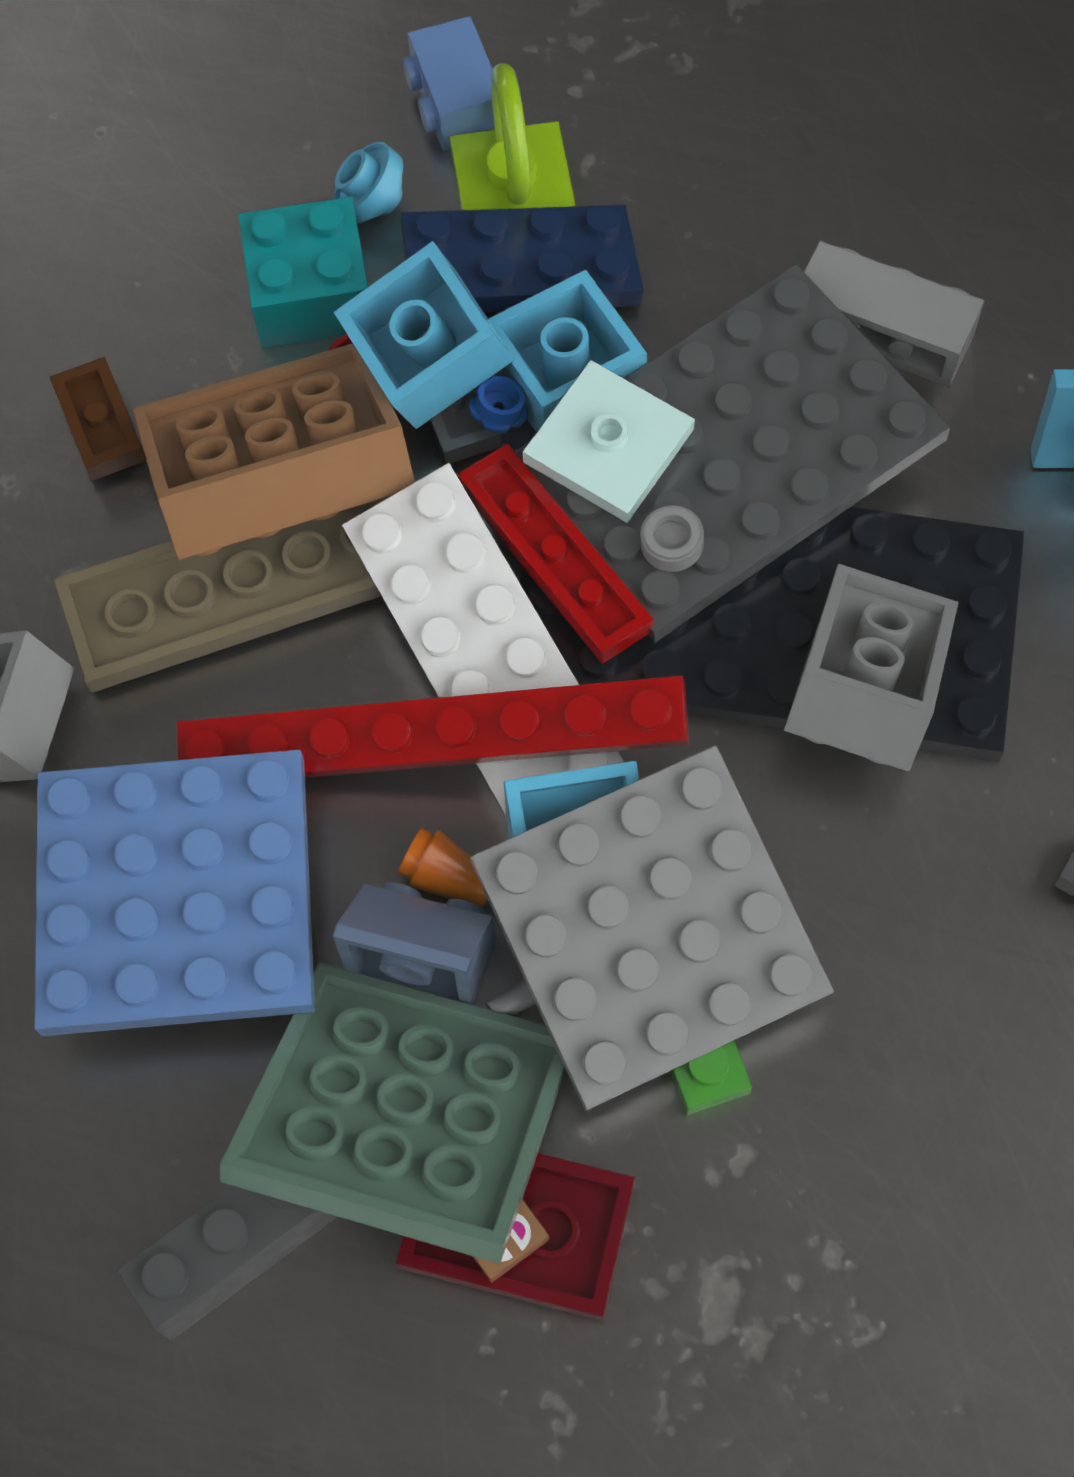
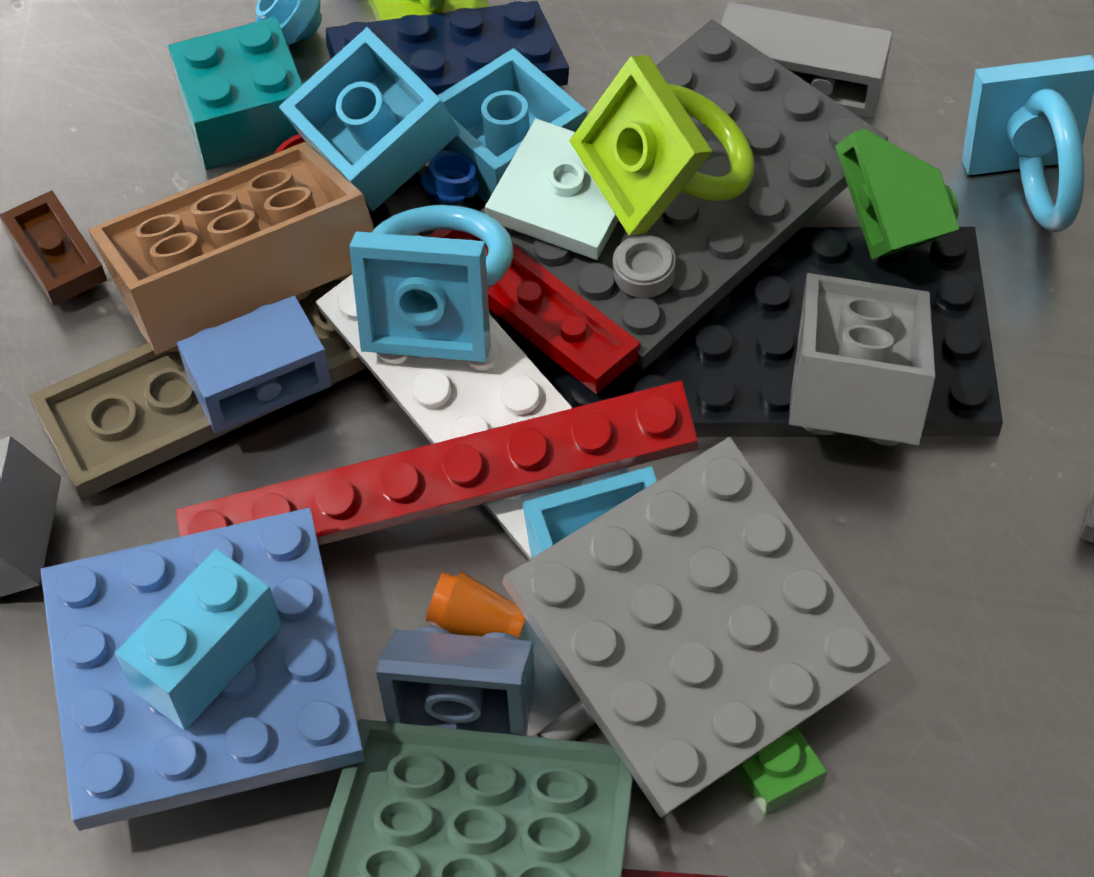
camera: 10 degrees left, 10 degrees down
(172, 878) = (199, 639): none -> medium azure brick
(272, 583) = (255, 364): none -> medium blue brick
(444, 545) = (428, 291): none -> medium azure tile
(692, 424) = (649, 149): none -> lime tile
(943, 499) = (895, 195): none -> bright green slope

